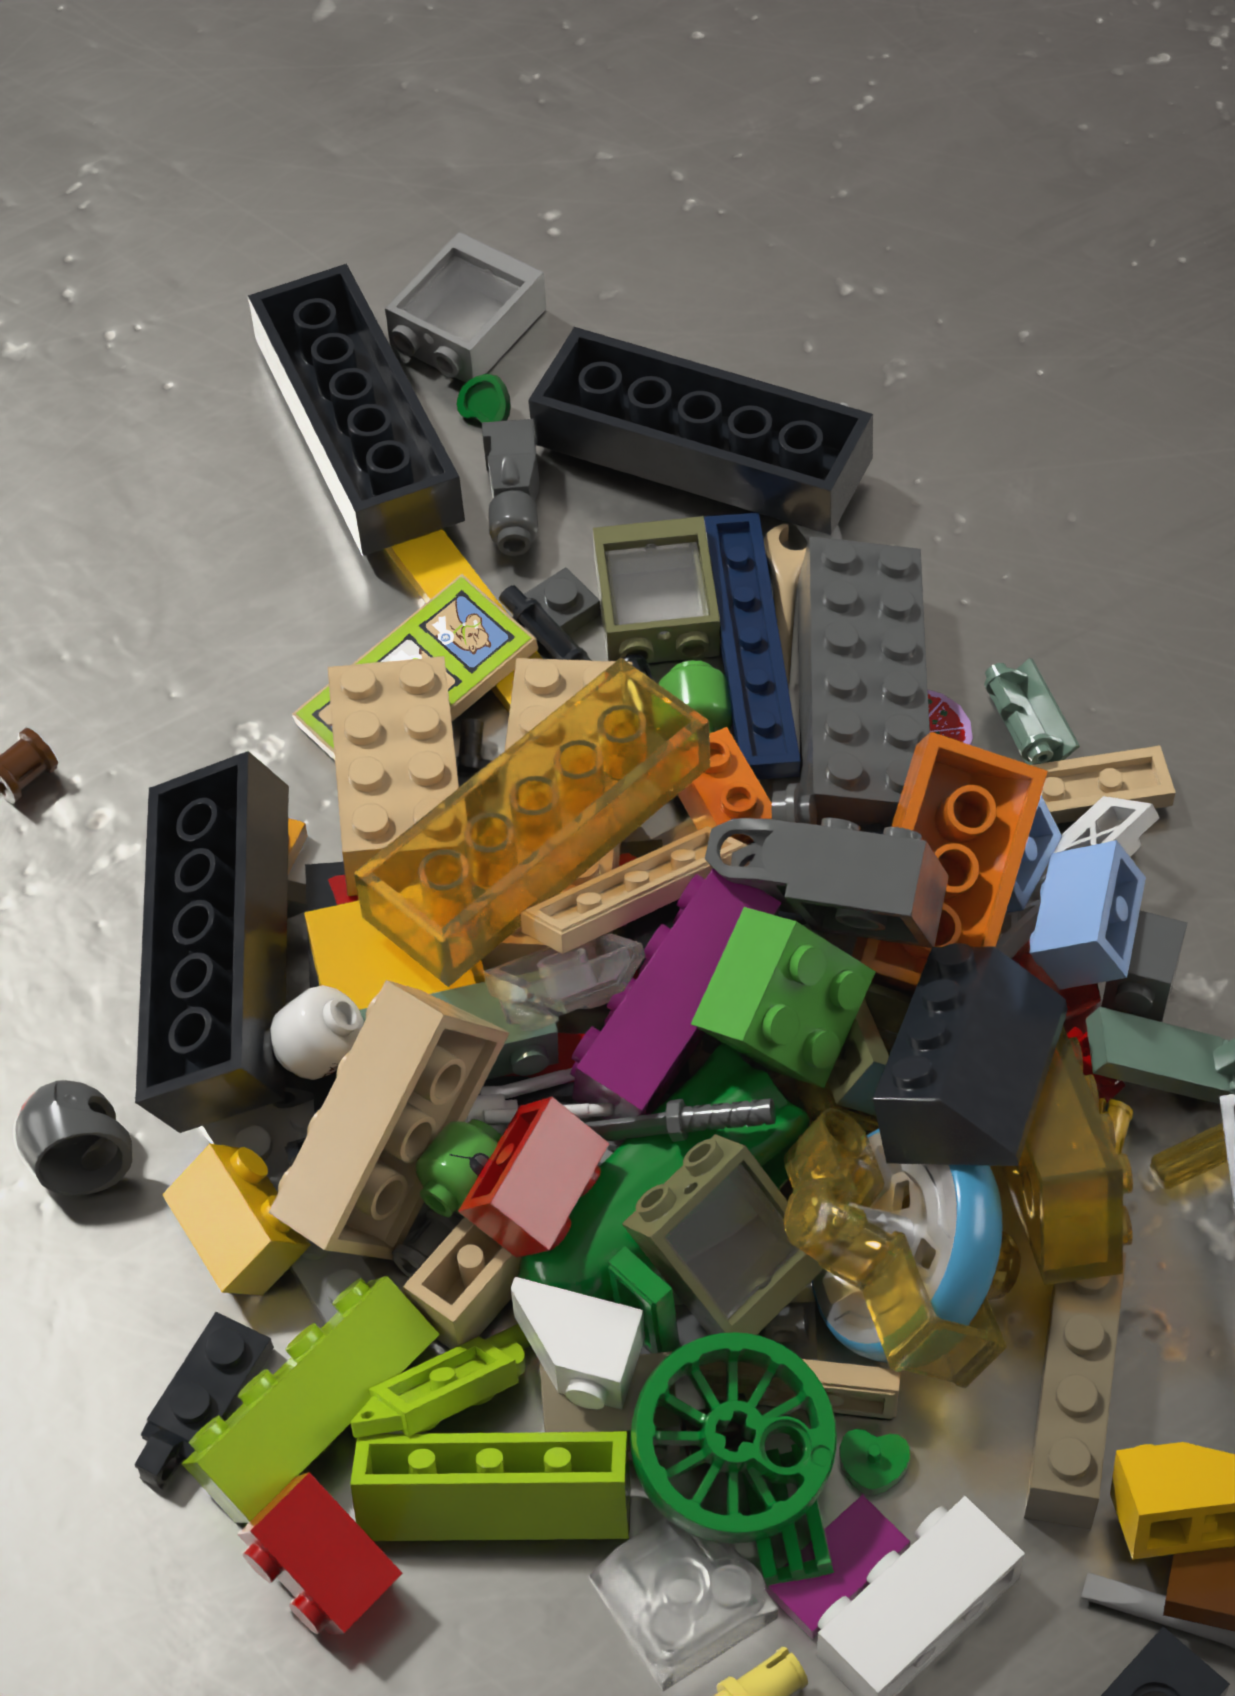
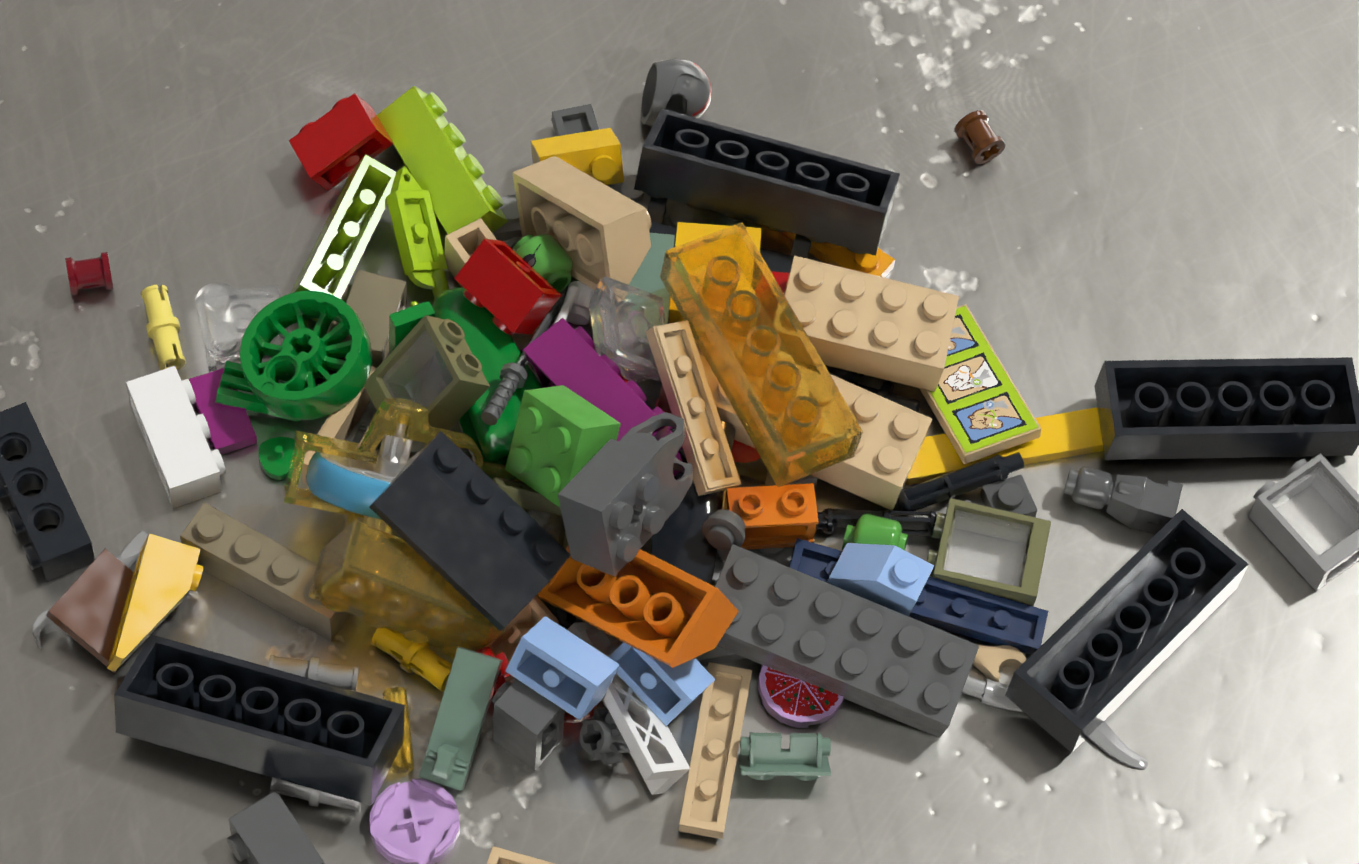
camera: 100 degrees right, 5 degrees up
(163, 1256) = (574, 120): none -> dark grey plate
(202, 1388) = (482, 129): black hinge -> none
(315, 1032) = (666, 203): white head -> none
(484, 399) = (1221, 510): green piece -> none
(581, 1341) = (398, 287): white slope -> none
(762, 653) = (881, 575): none -> light blue slope
(1190, 1277) = (329, 673): none -> light grey pin

